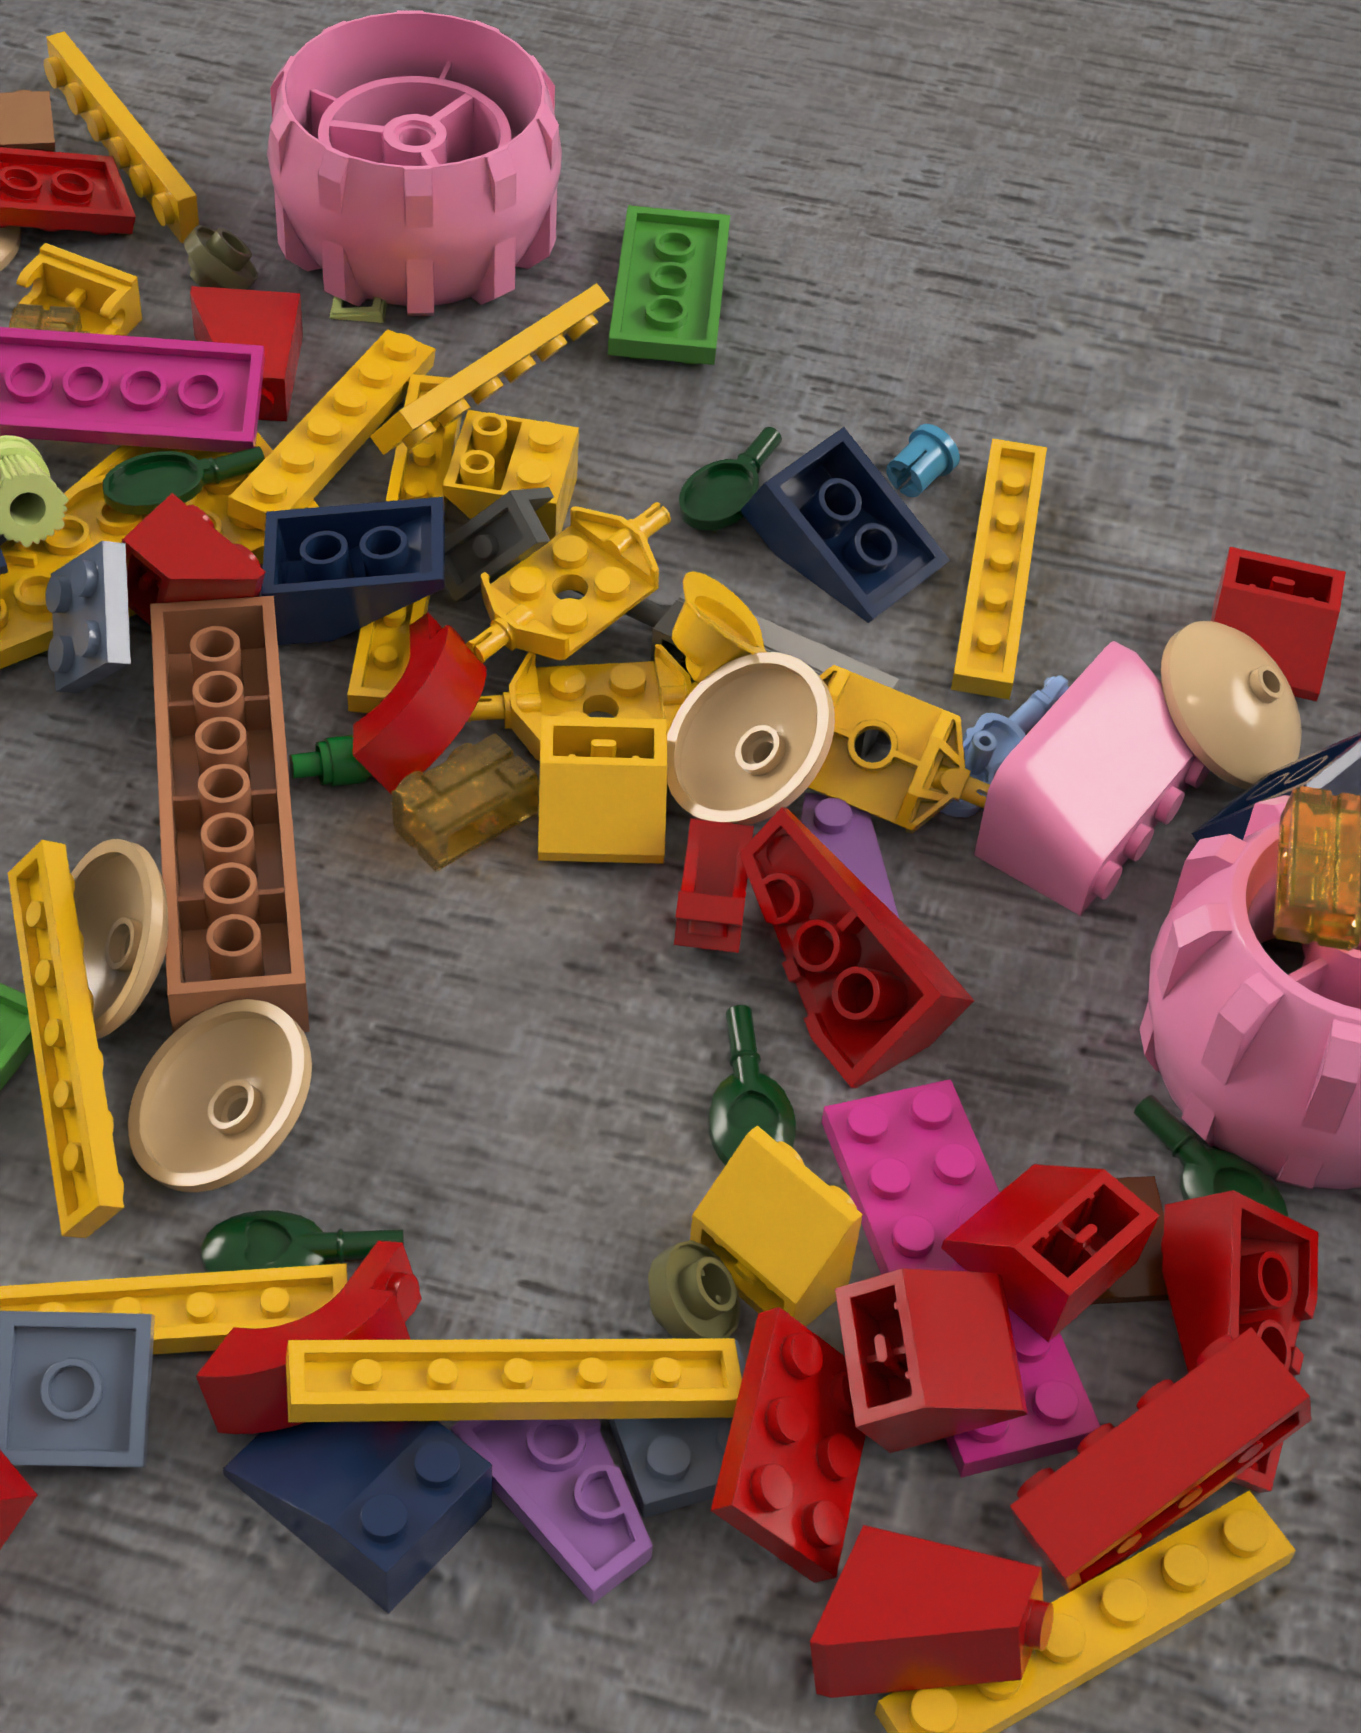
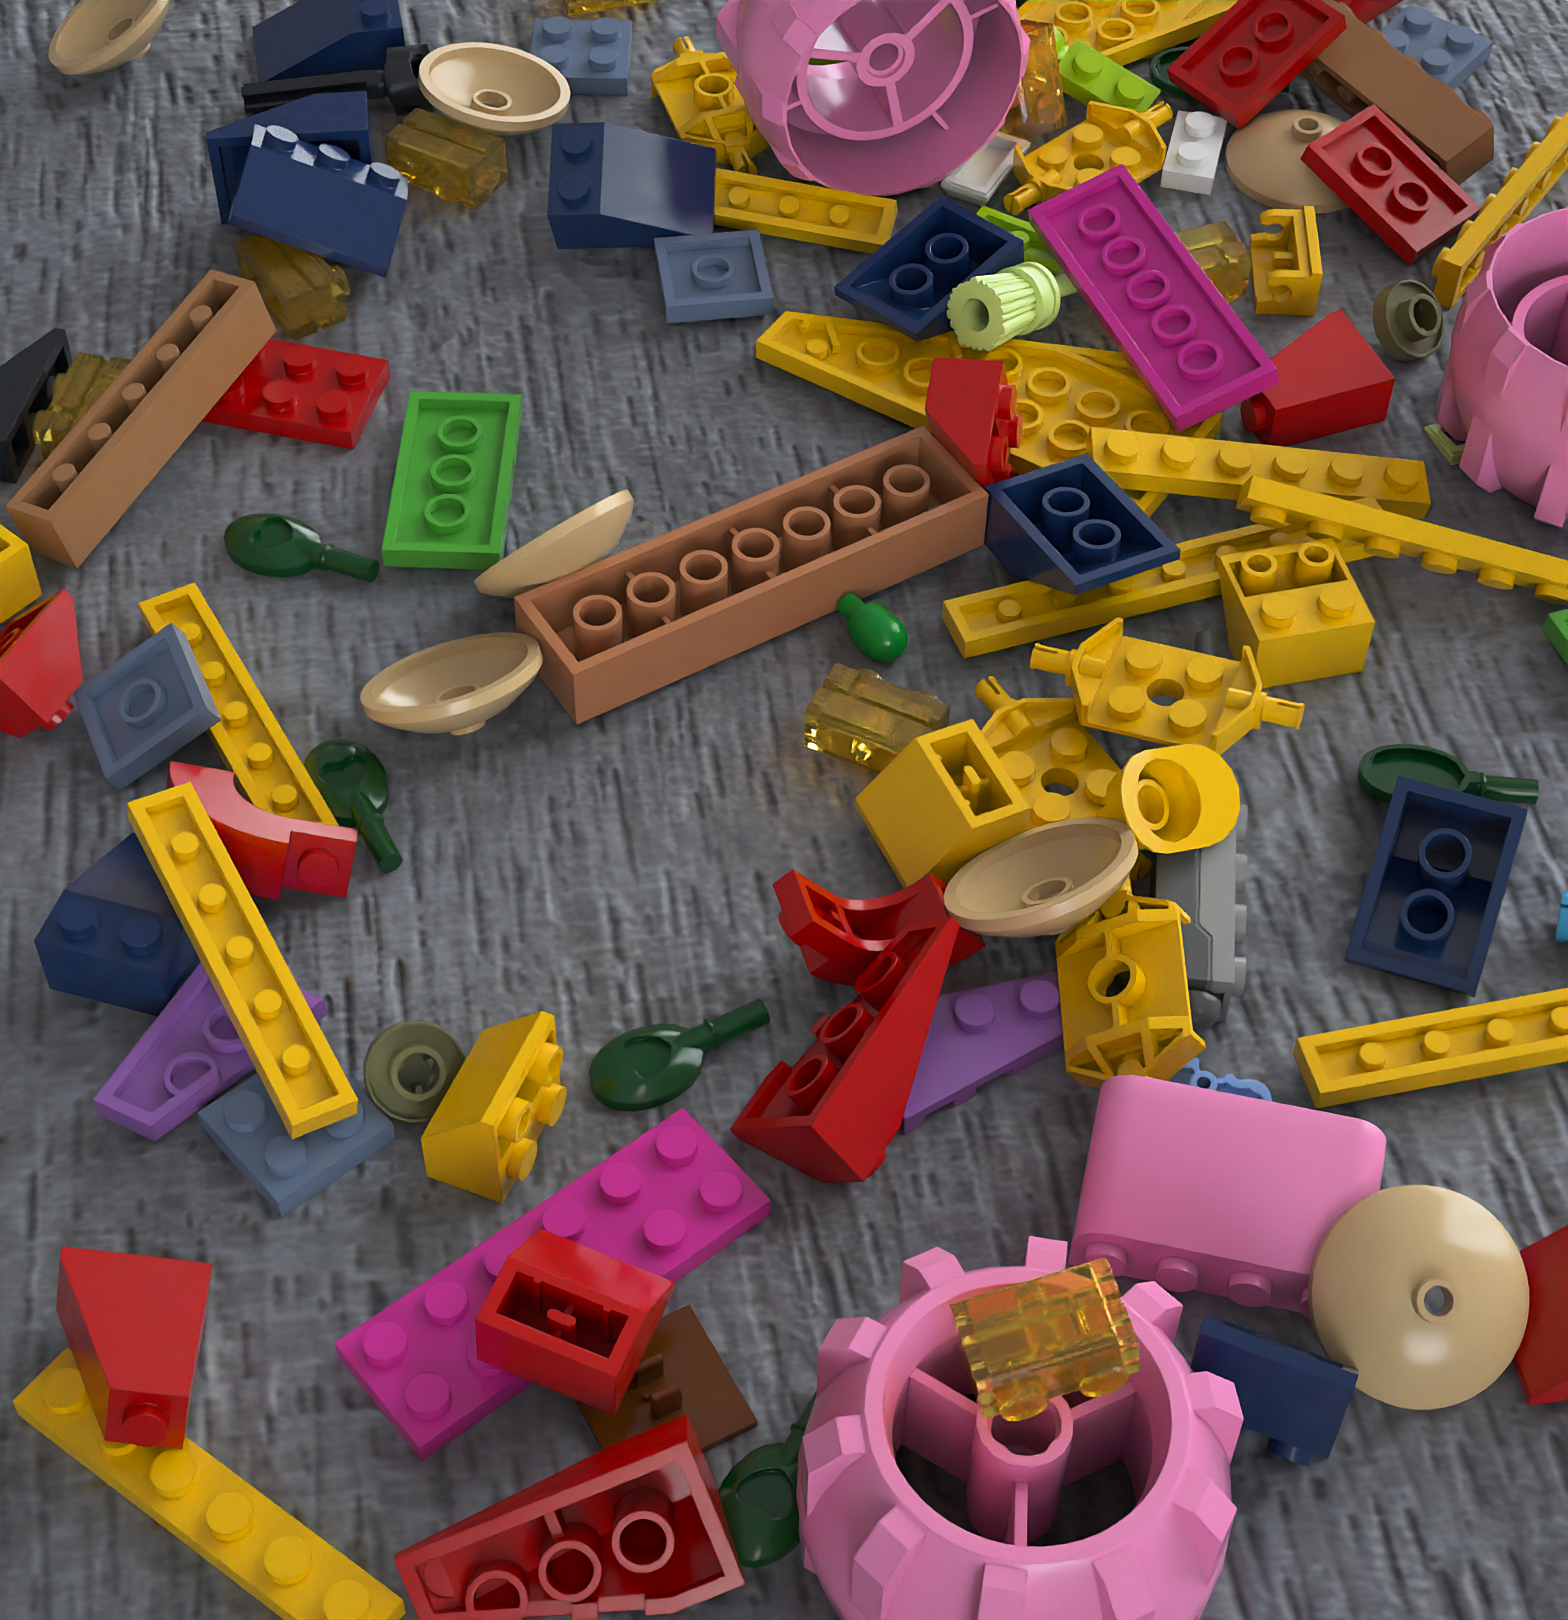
camera: 70 degrees right, 0 degrees up
(65, 1041) = (439, 580): yellow plate -> none
(89, 617) = (867, 410): sand blue plate -> none
(149, 478) = (1097, 388): dark green piece -> none
(423, 708) = (956, 645): red arch -> none
(494, 541) = (1180, 612): dark grey panel -> none
(792, 1448) = (283, 1189): red plate -> none
(929, 1355) = (400, 1249): red slope -> none
(1161, 1459) = (372, 1485): red brick -> none

